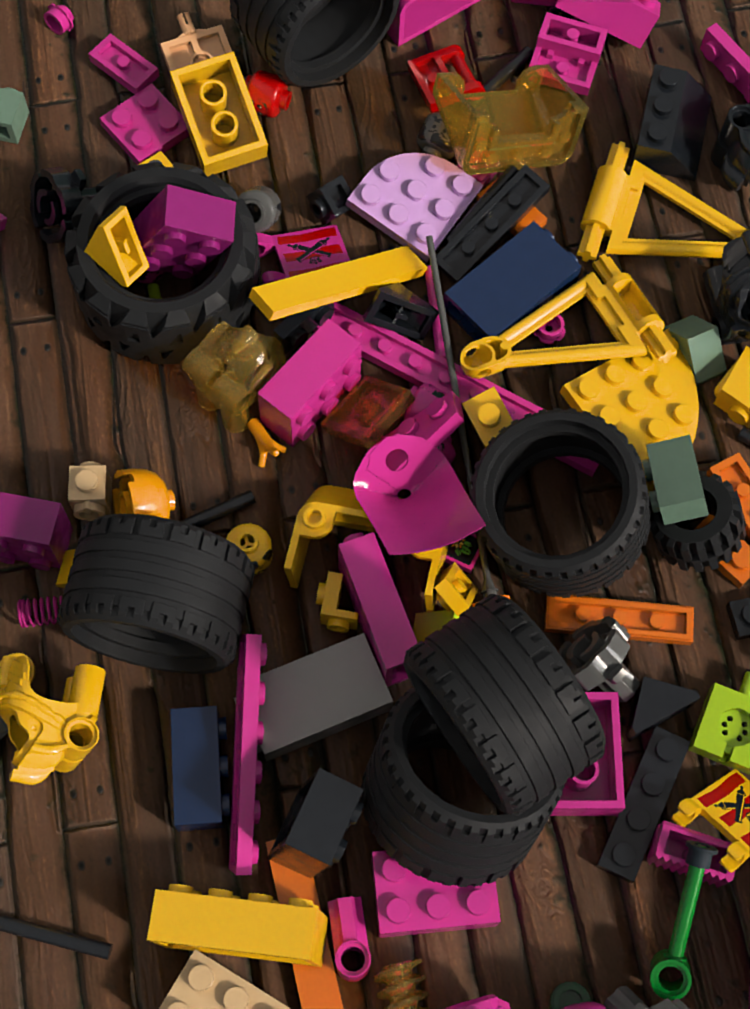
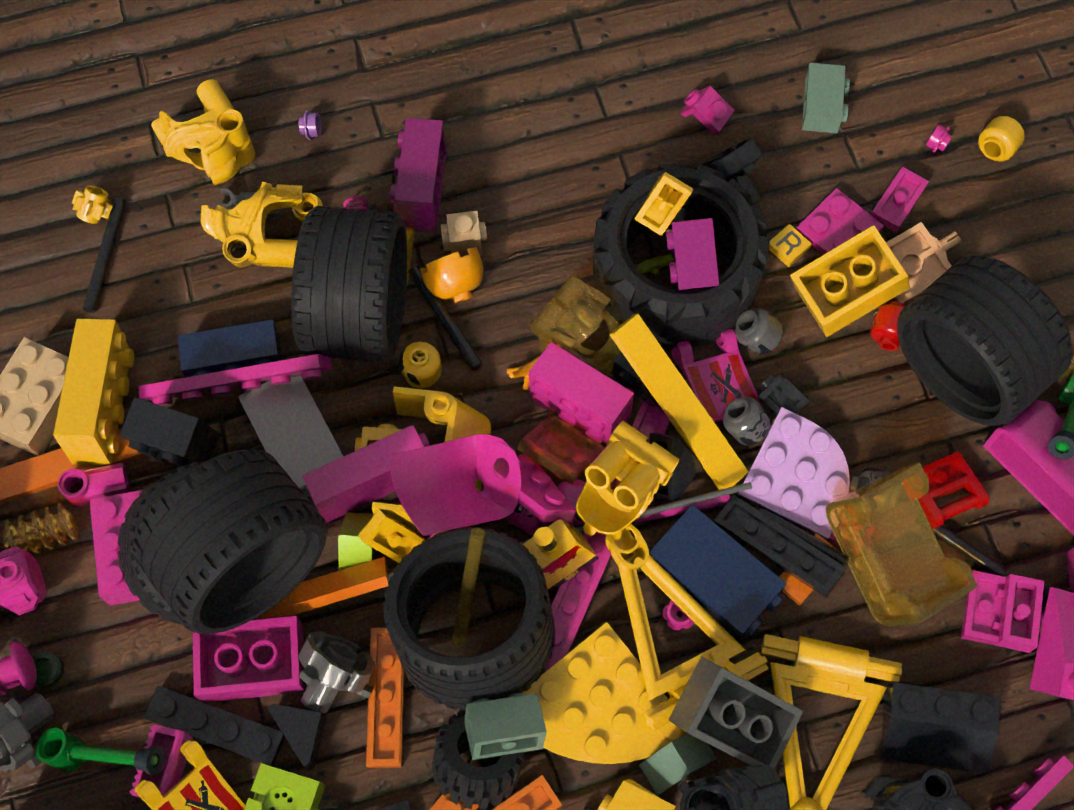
camera: 90 degrees right, 0 degrees up
(356, 233) = (747, 420): none -> dark grey head
(430, 327) = (637, 467): none -> yellow helmet
(524, 505) = (468, 586): none -> clear yellow bar
(669, 275) = (735, 715): none -> dark grey brick

